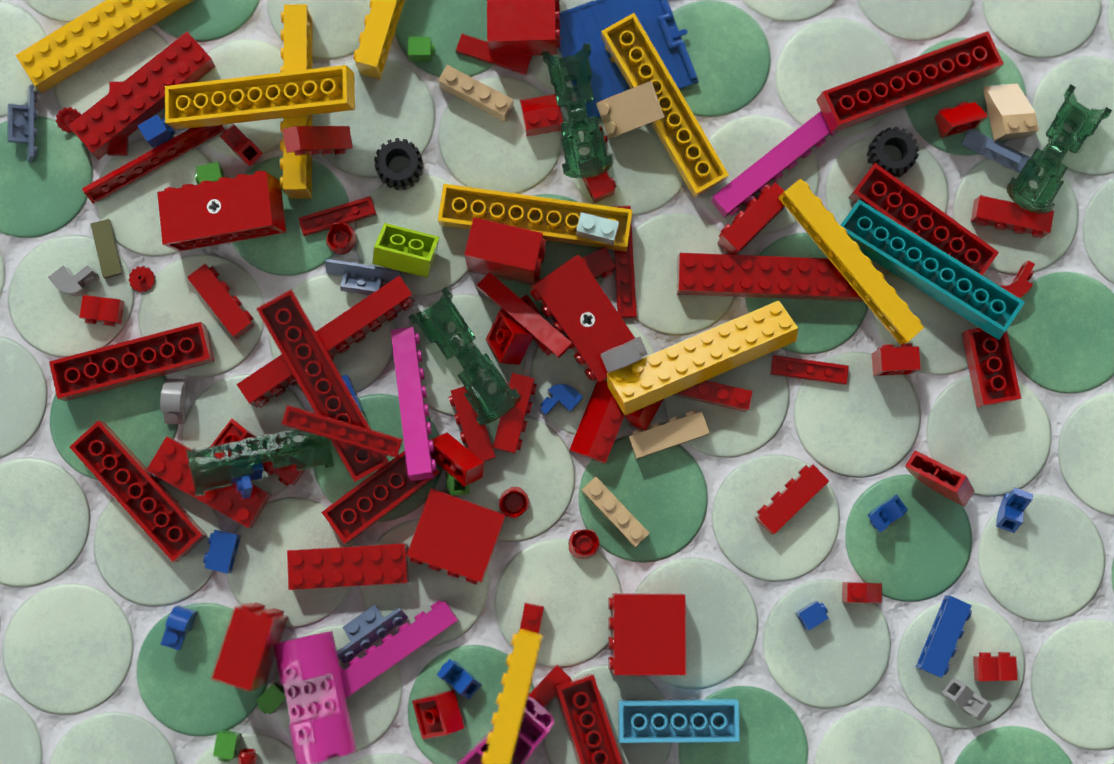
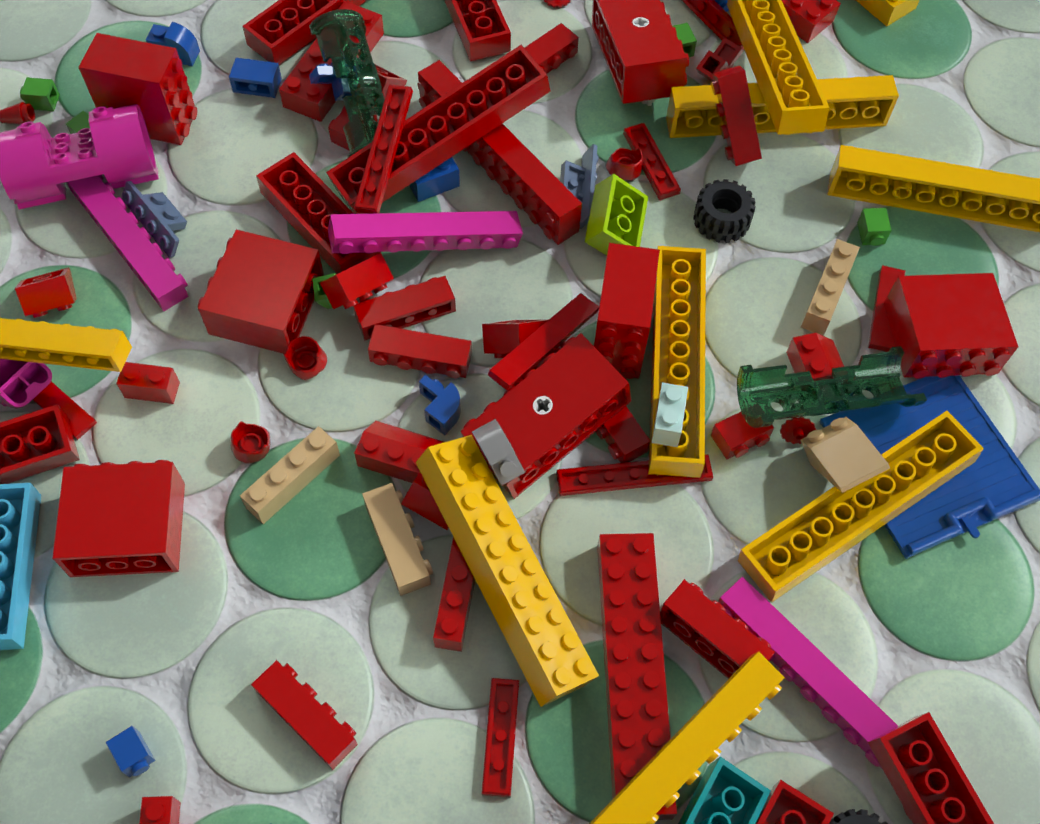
camera: 90 degrees right, 20 degrees down
(172, 401) = (423, 20): light grey brick -> none
(347, 566) = (230, 185): red brick -> none
(434, 326) = (441, 312): clear green piece -> none
(459, 678) = (91, 306): blue brick -> none

